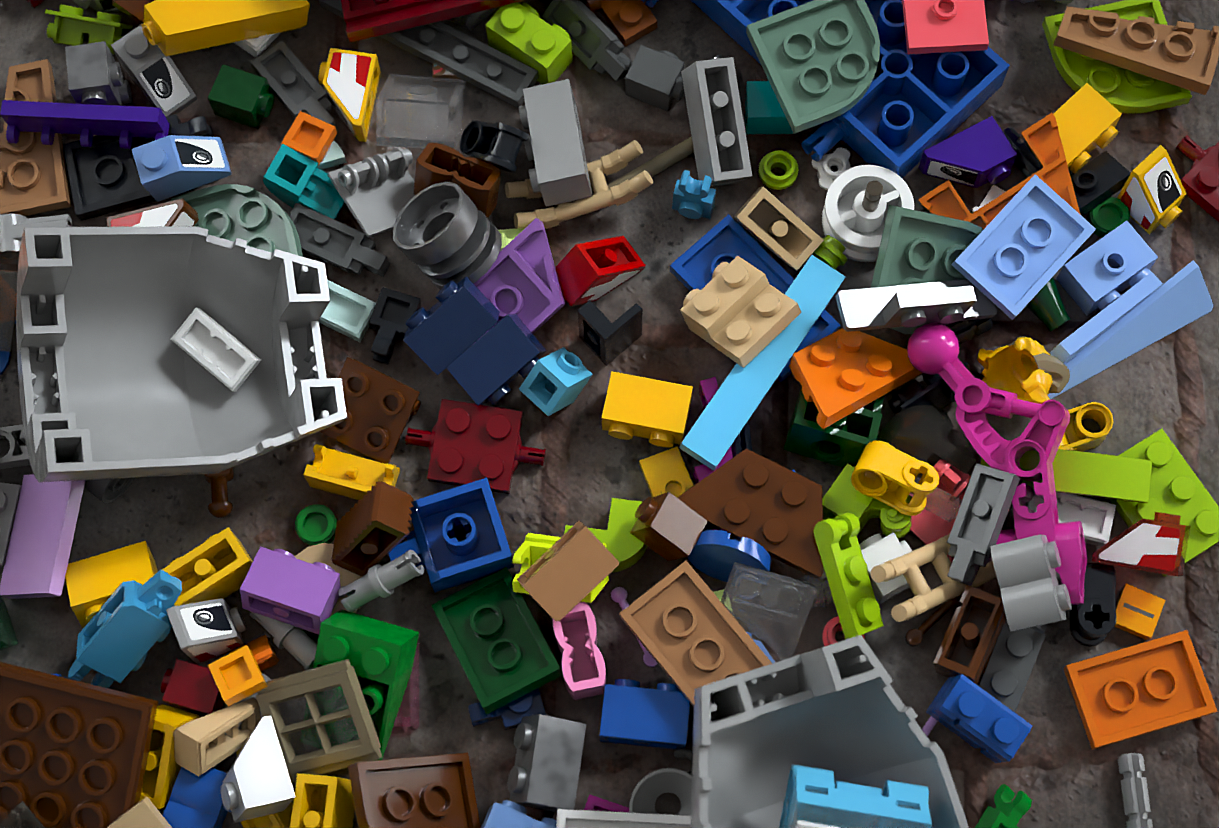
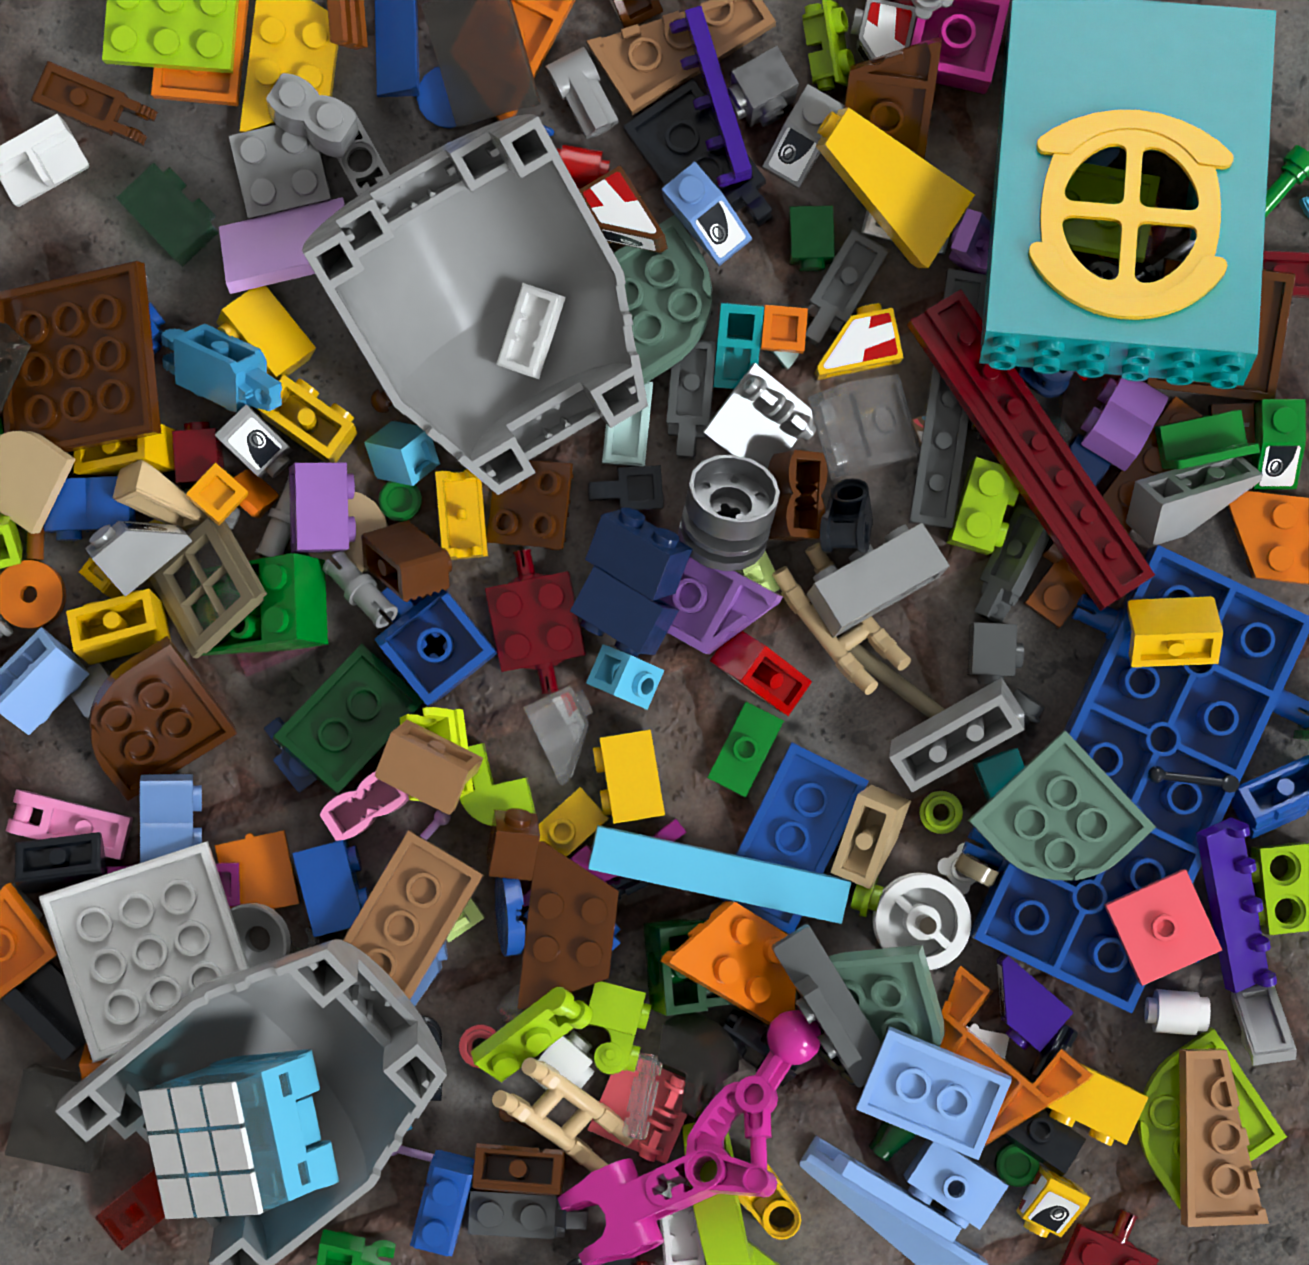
camera: 65 degrees right, 15 degrees up
(274, 505) = (401, 453): none -> medium azure panel
(546, 763) = (250, 813): flat silver brick -> none
(581, 456) = (561, 728): none -> clear slope
(606, 338) = (686, 705): black panel -> none
(609, 775) = (264, 869): none -> orange piece
(660, 309) = (745, 749): none -> green plate
(694, 197) = (871, 739): dark azure plate -> none
(738, 311) = (759, 832): tan plate -> none
(769, 605) = (476, 968): clear wing -> none
(839, 149) = (976, 870): none -> dark tan tile
(890, 477) = (640, 1044): yellow piece -> none
(979, 521) = (628, 1143): dark grey hinge -> none
(1021, 40) = (1177, 1012): none -> white brick
(1024, 369) = (806, 1133): yellow hair -> none
(1029, 582) = (579, 1211): light grey brick -> none

